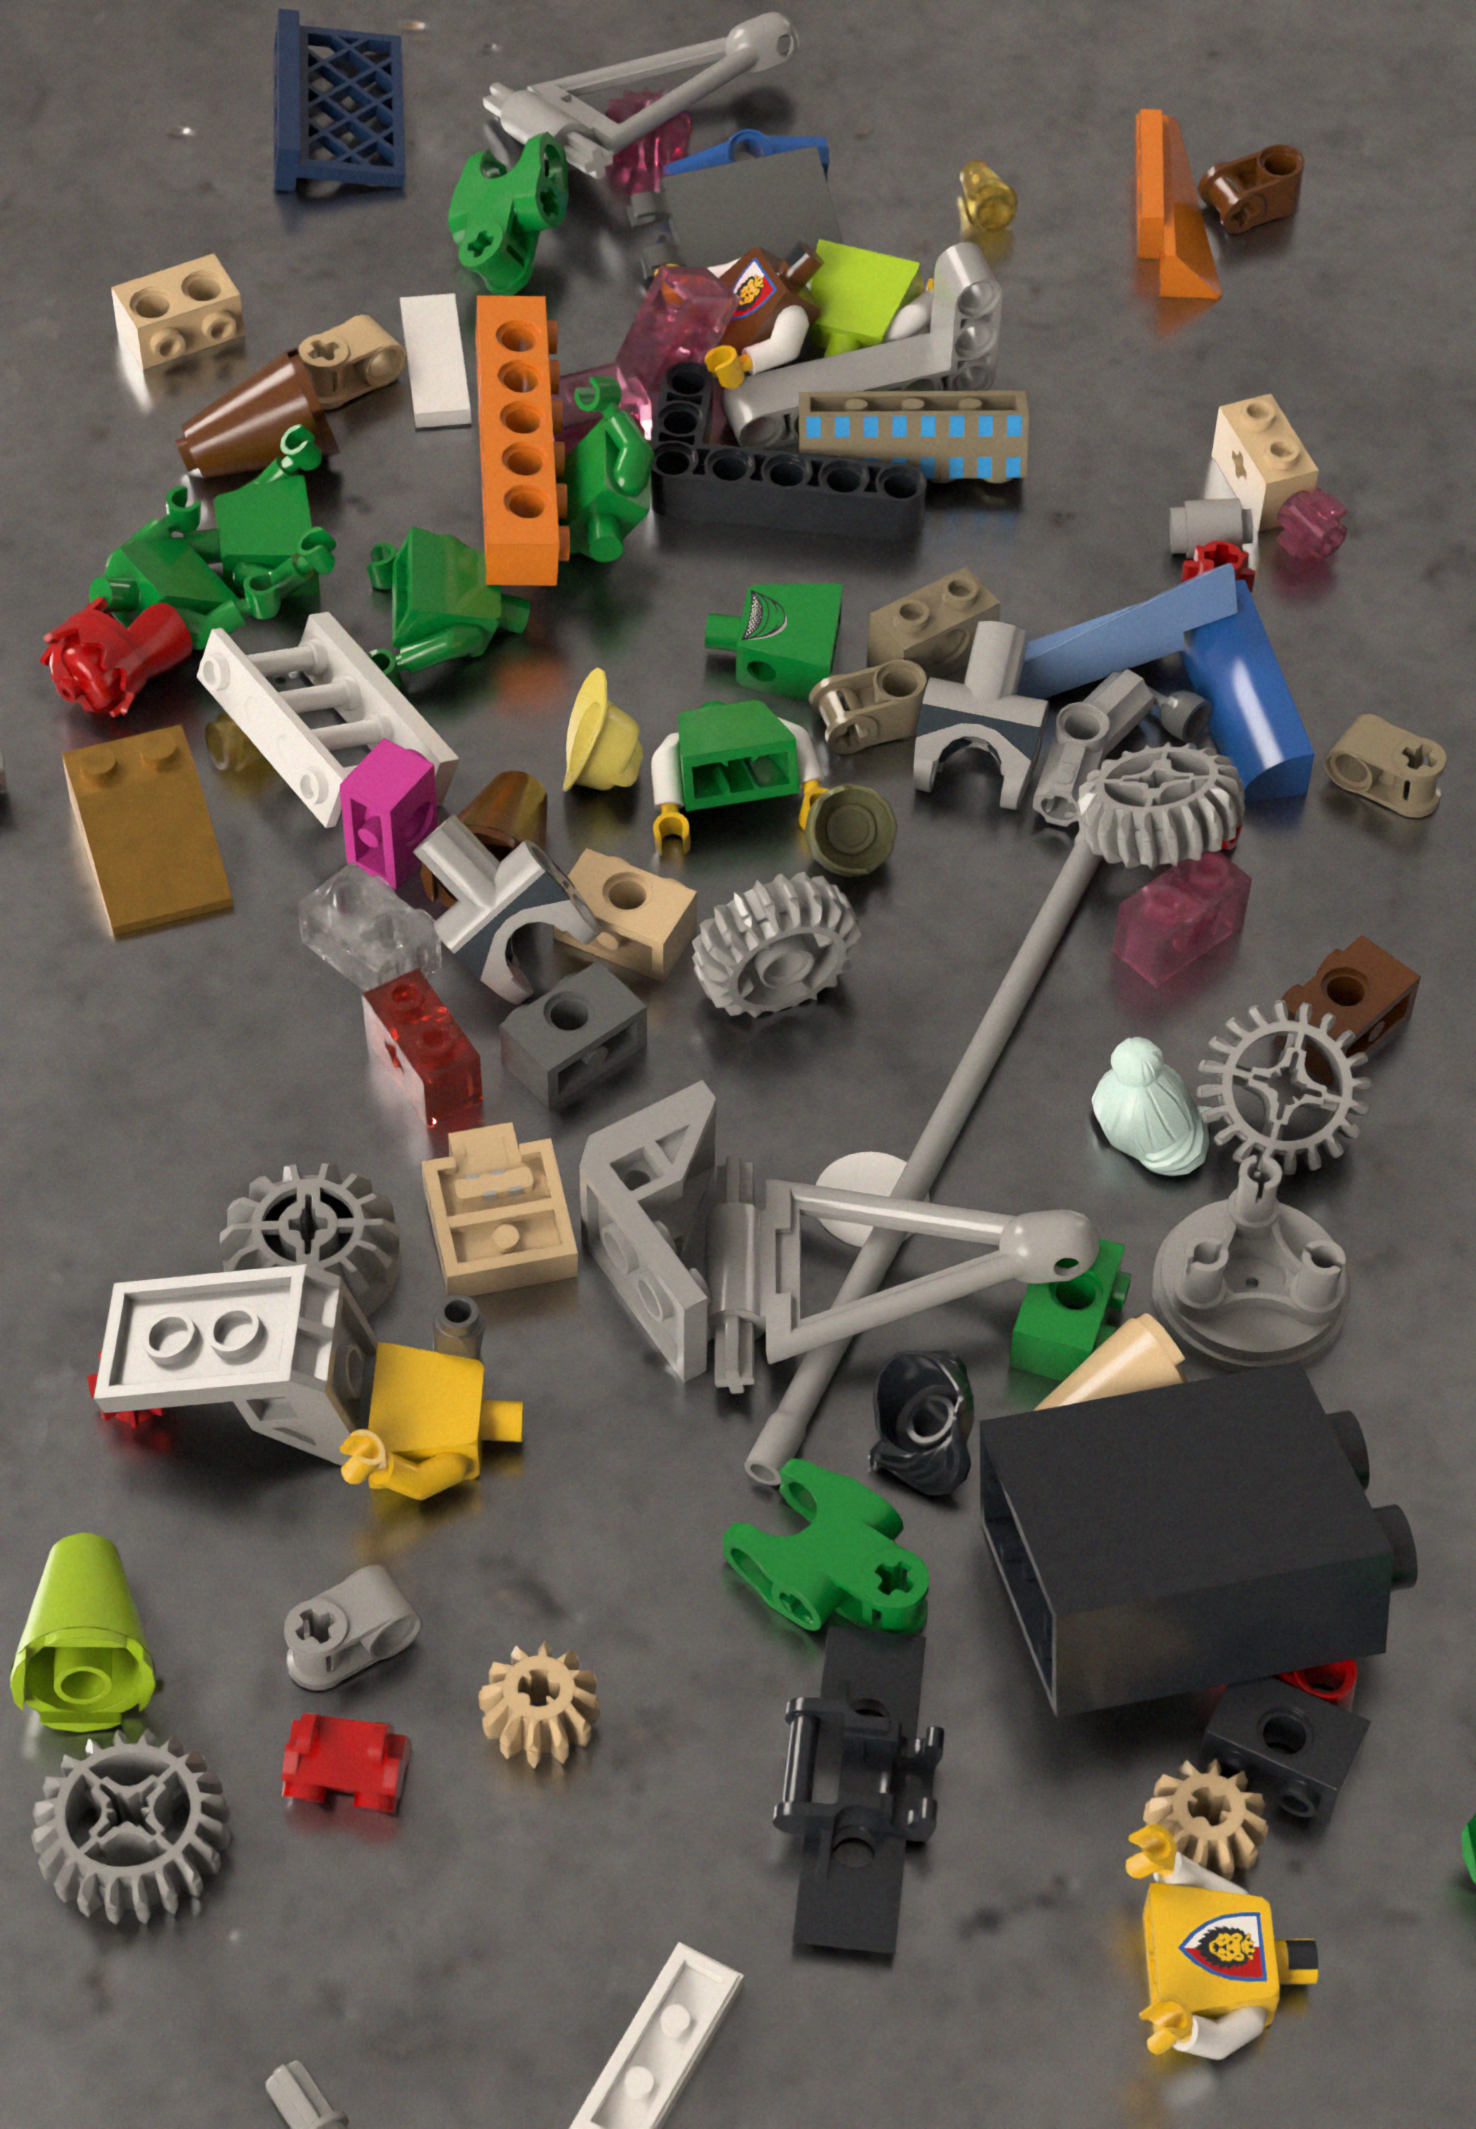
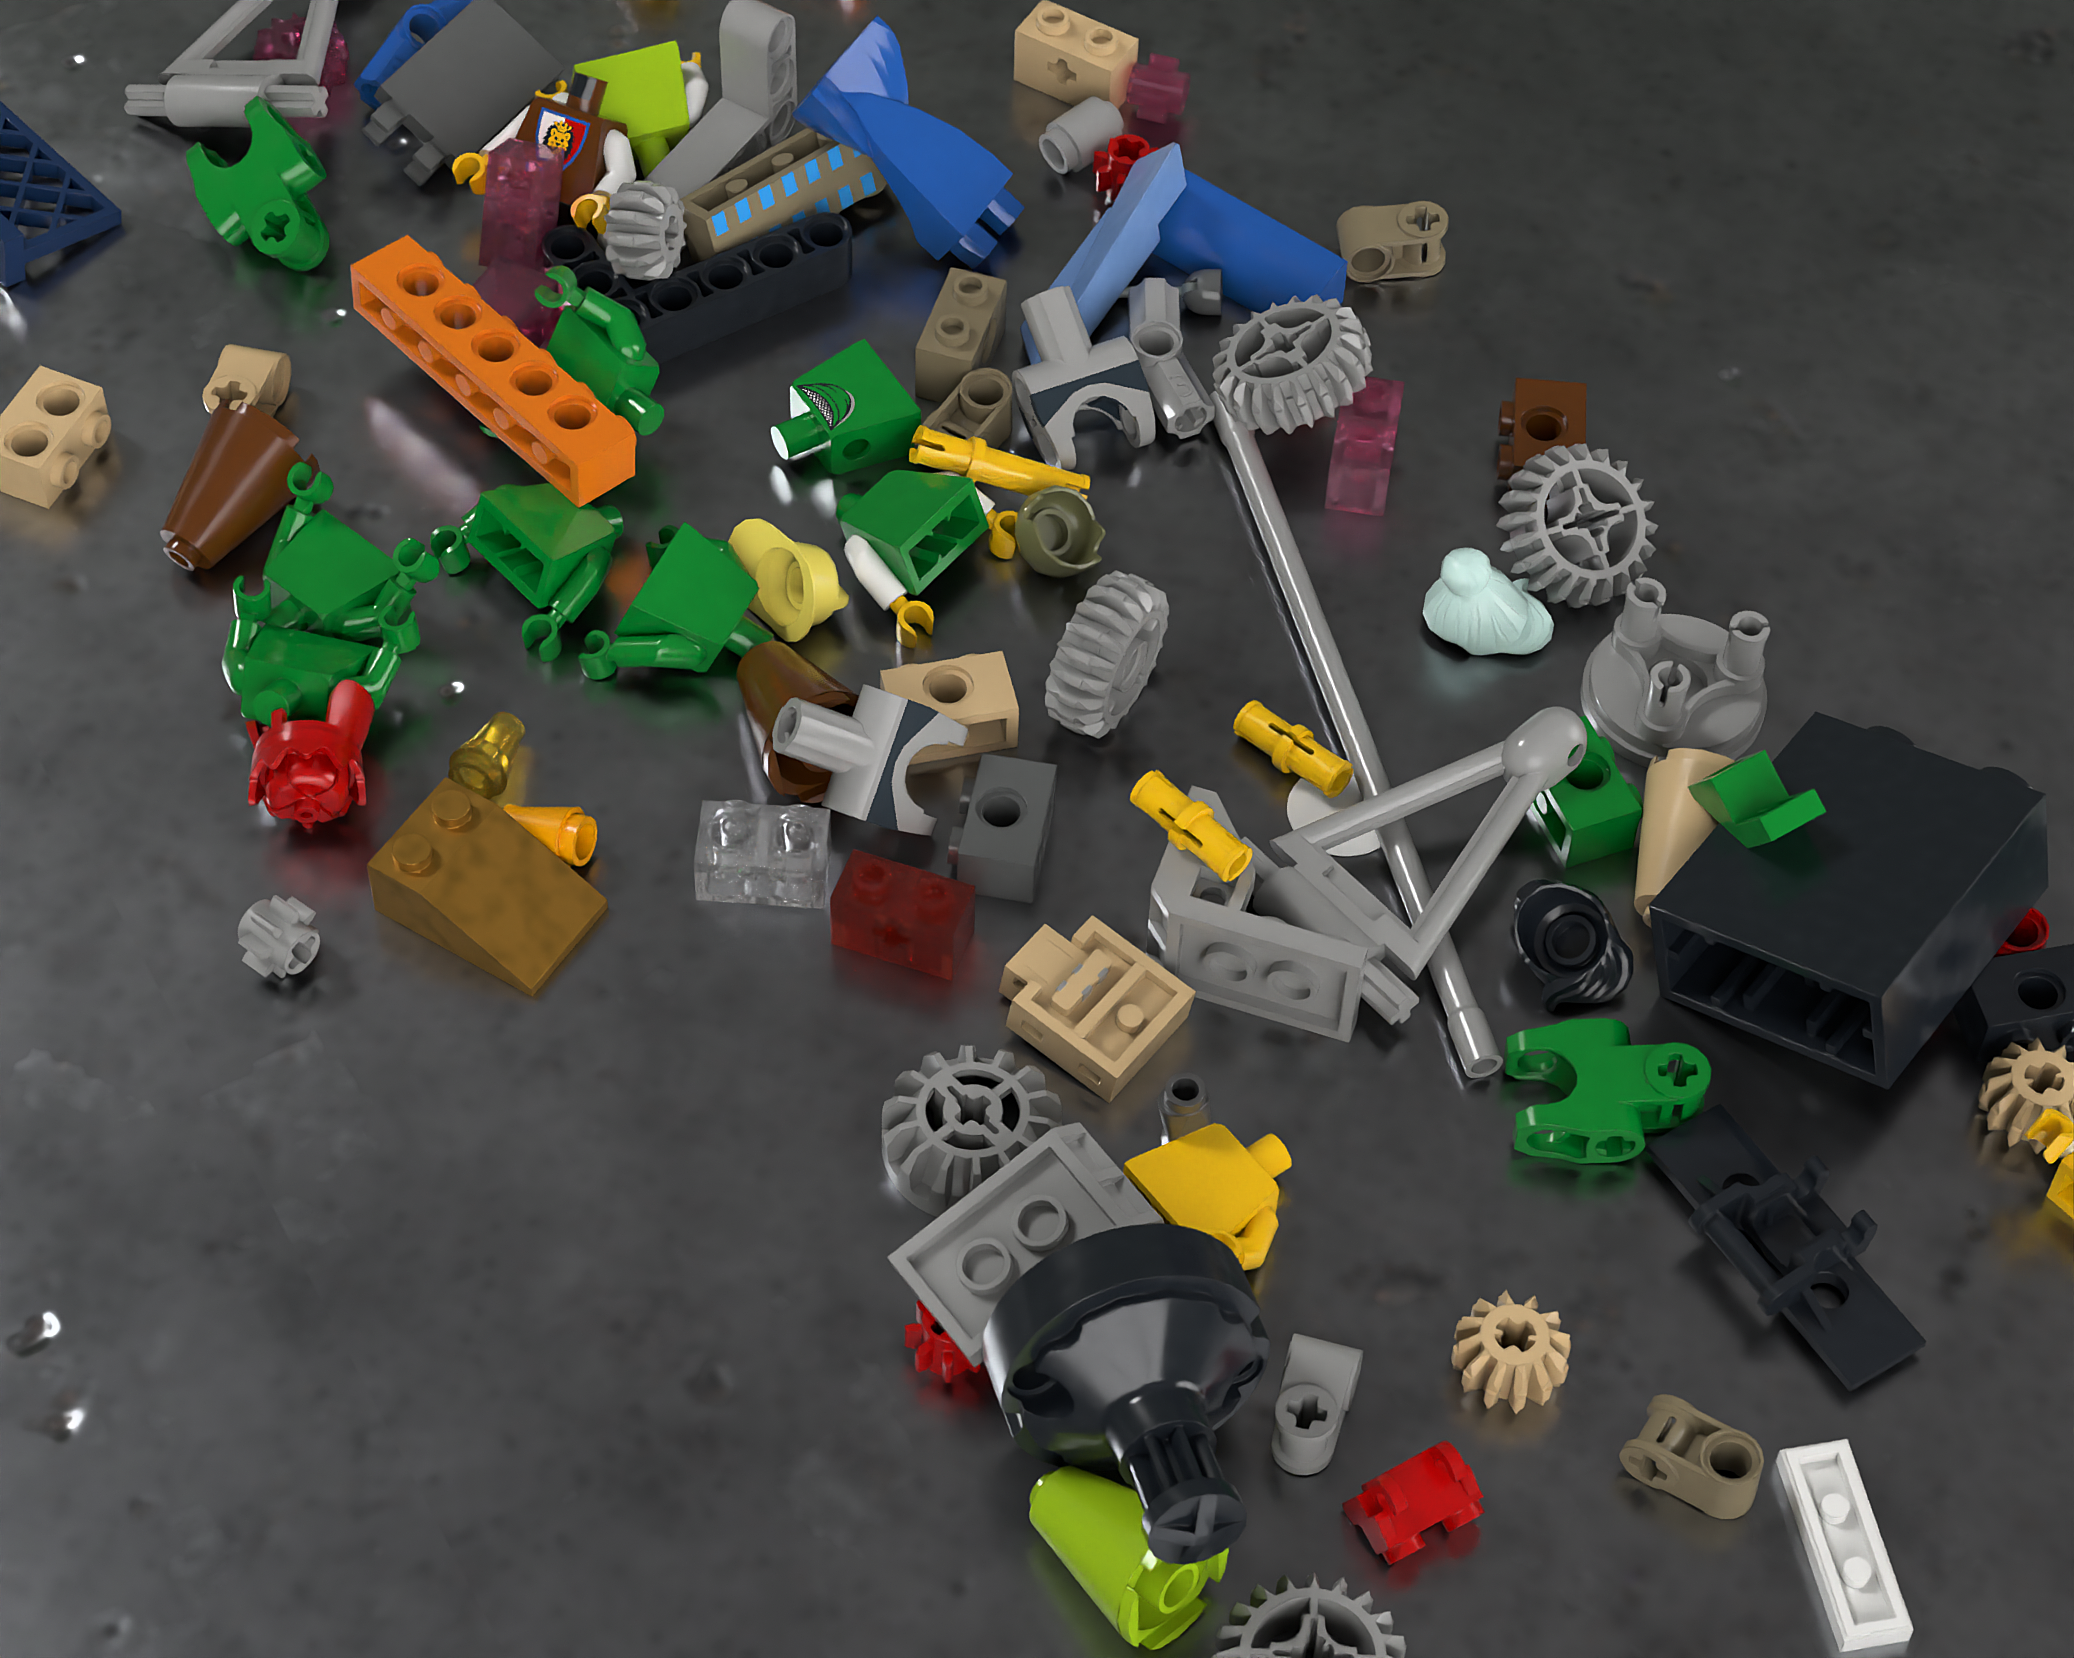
camera: 40 degrees left, 0 degrees up
(191, 1483) = (1129, 1364): none -> black piece
(239, 824) = (561, 829): none -> light orange cone
(342, 680) = (563, 668): white fence -> none
(388, 811) = (693, 740): dark pink brick -> none
(435, 360) = (317, 354): white tile -> none
(503, 709) = (683, 609): none -> green torso
(597, 1886) = (1690, 1454): none -> dark tan piece
(657, 1107) = (1191, 825): none -> yellow pin
(738, 397) = (644, 230): none -> light grey gear
(846, 747) = (990, 465): none -> yellow pin
(872, 1148) = (1293, 749): none -> yellow pin
(1027, 471) = (929, 164): none -> blue hips
(1146, 1391) = (1753, 800): none -> green slope

